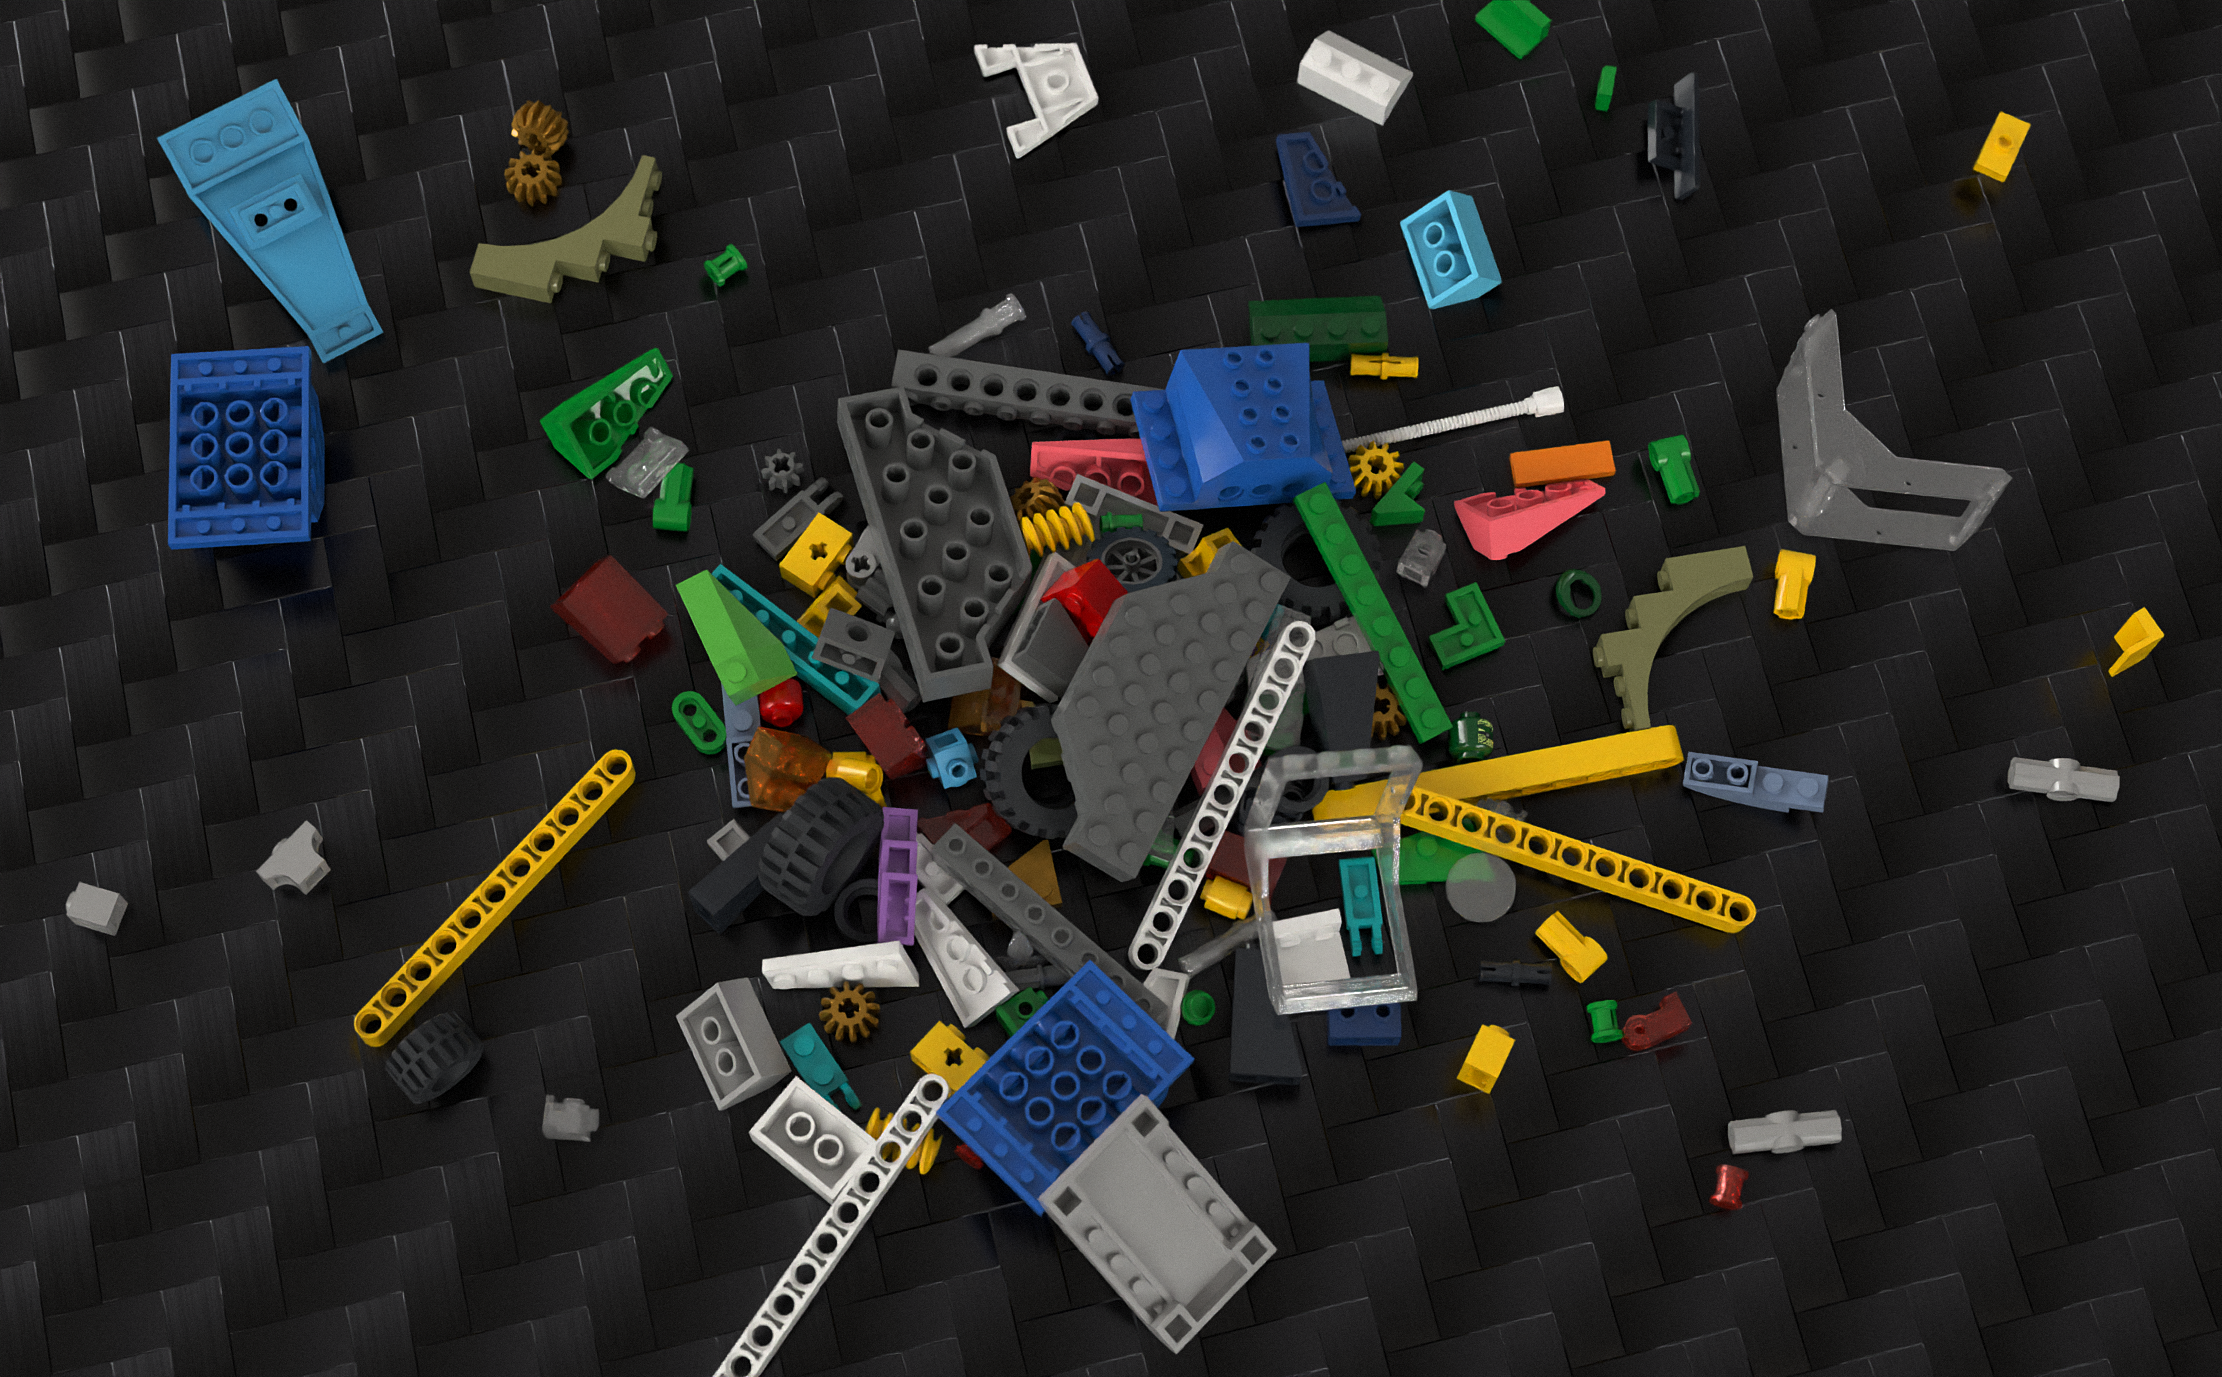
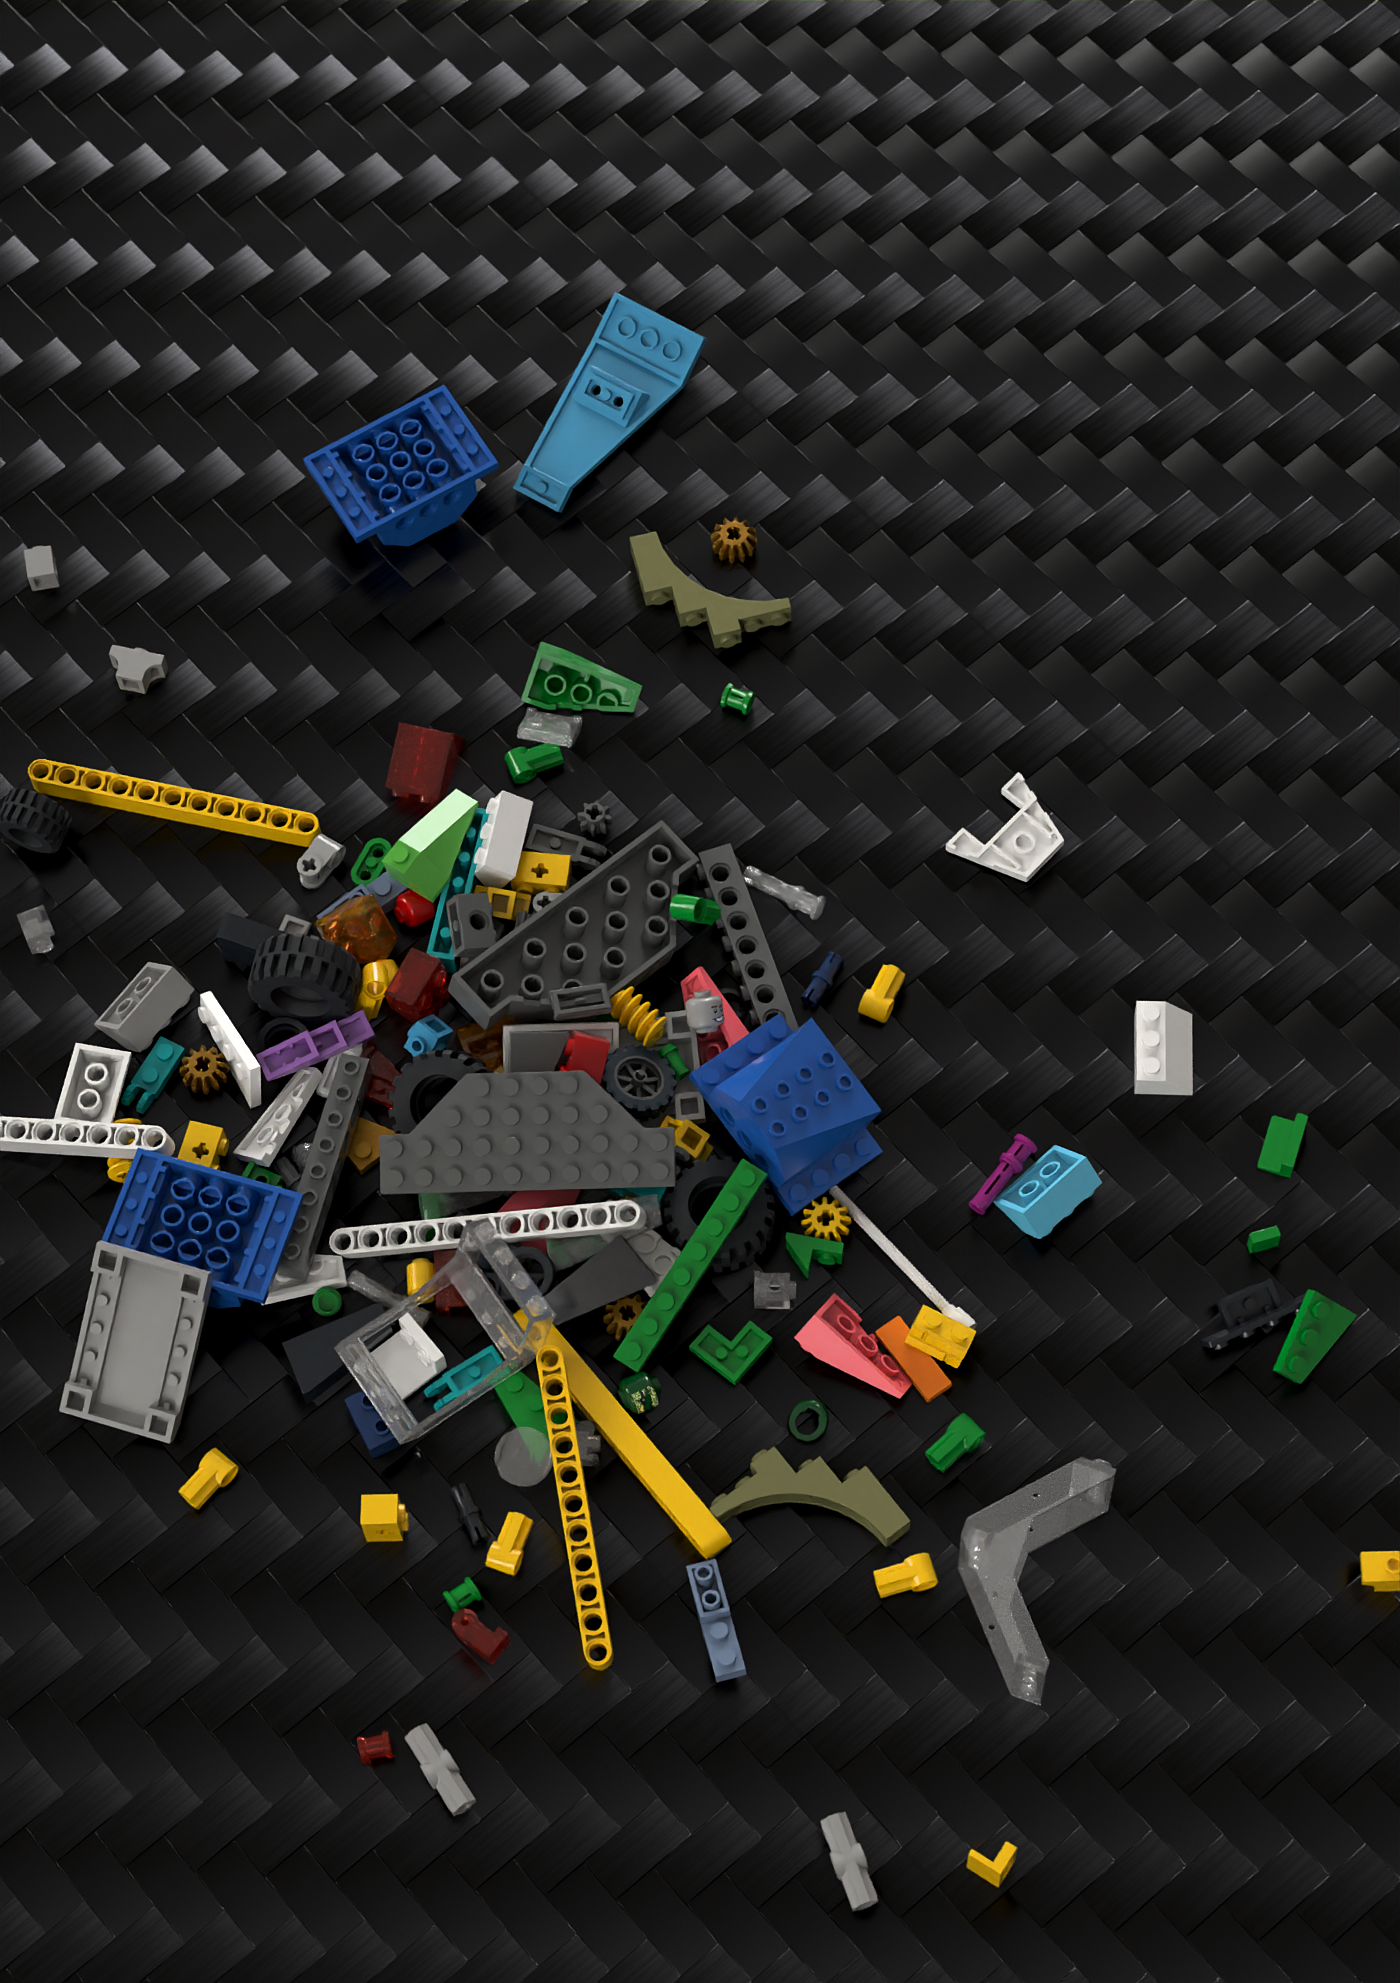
camera: 70 degrees right, 5 degrees down
(540, 127) = (772, 522): pearl gold gear -> none
(663, 772) = (319, 861): none -> light grey piece
(766, 565) = (502, 839): none -> white slope
(965, 416) = (694, 909): none -> green piece
(1014, 595) = (560, 1014): none -> dark grey tile
(1036, 498) = (662, 995): pearl gold gear -> none
(1092, 461) = (704, 1012): none -> light grey head
(1153, 301) = (879, 1000): none -> yellow piece
(1311, 186) = (1046, 1064): dark blue wing -> none
(1329, 325) = (924, 1125): dark green slope -> none
(1336, 1217) = (213, 1472): none -> yellow piece
(1384, 365) = (920, 1189): yellow pin -> none
(1402, 270) = (1012, 1163): none -> magenta pin
(1560, 423) = (940, 1336): none -> yellow brick
(1728, 96) = (1311, 1335): none -> green wing

